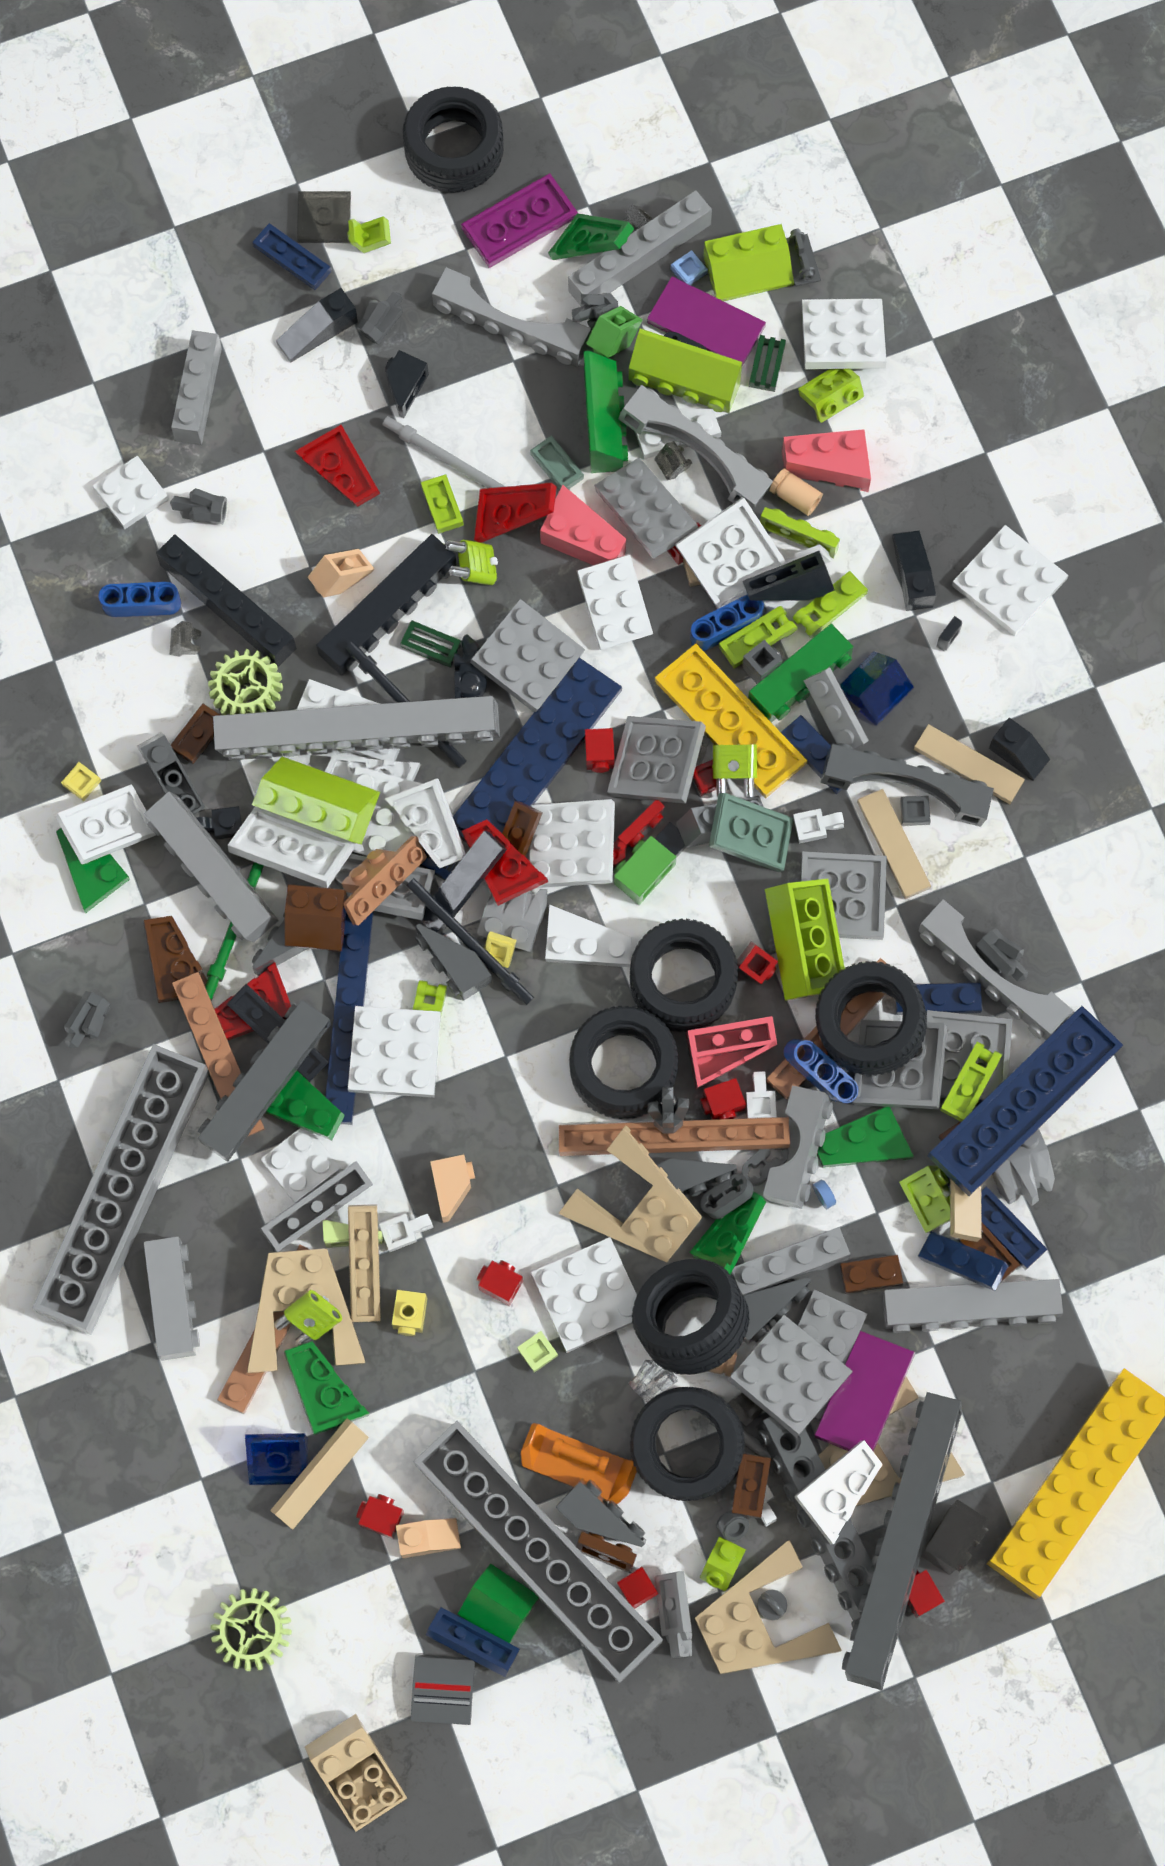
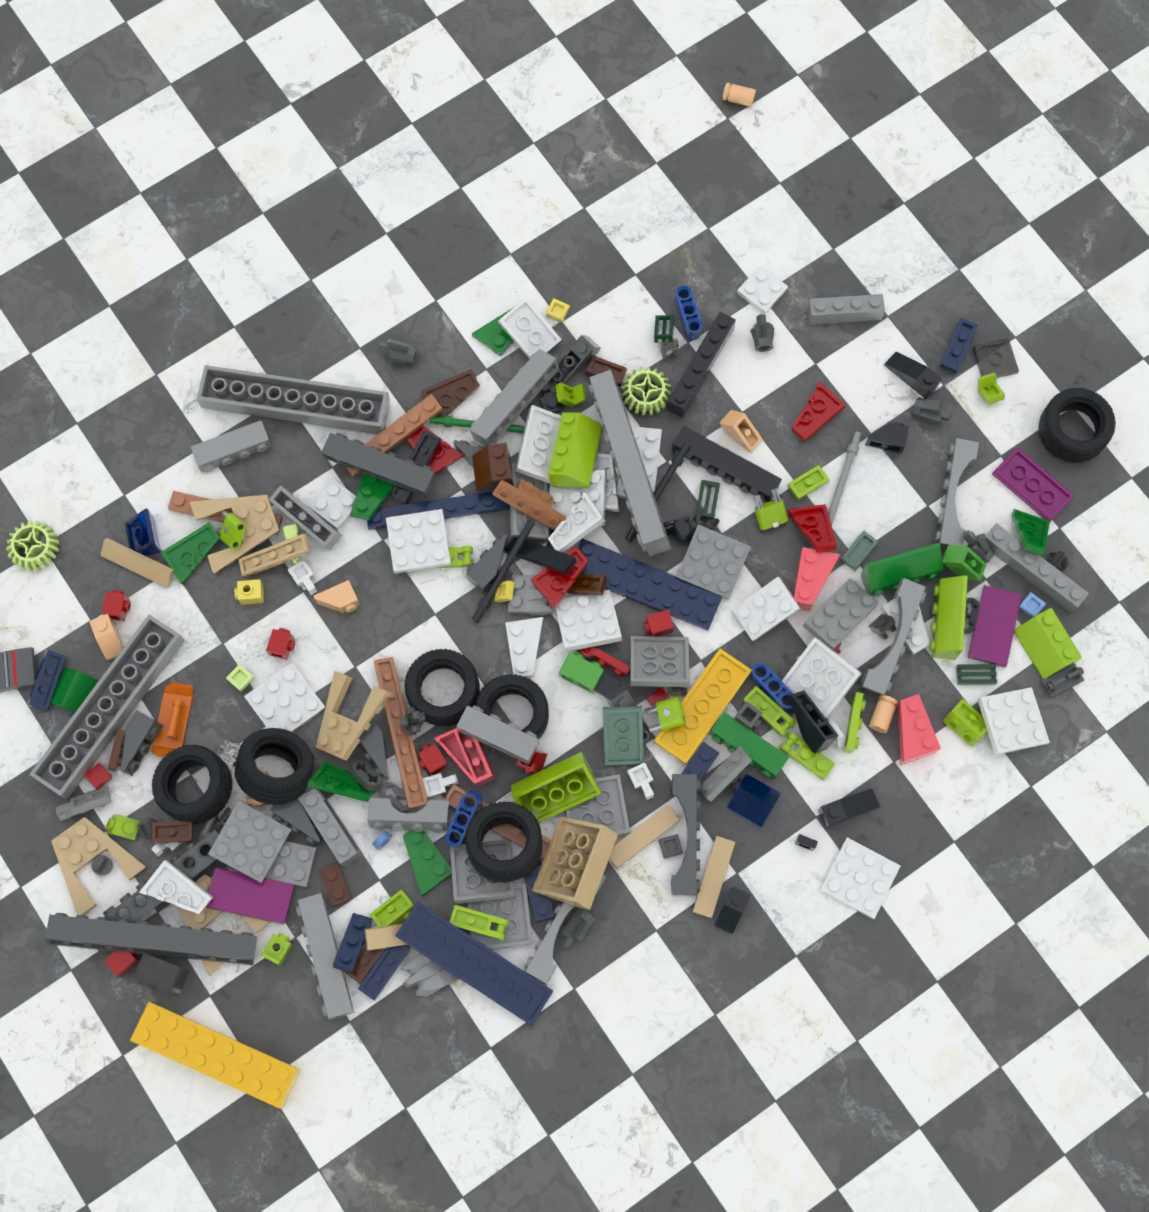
camera: 75 degrees right, 0 degrees up
(175, 629) = (664, 336): none -> dark green tile
(223, 789) = (570, 395): none -> lime bracket
(720, 990) = (498, 734): none -> light grey brick
(917, 932) = (575, 862): none -> tan slope
(948, 1381) = (277, 956): none -> lime brick

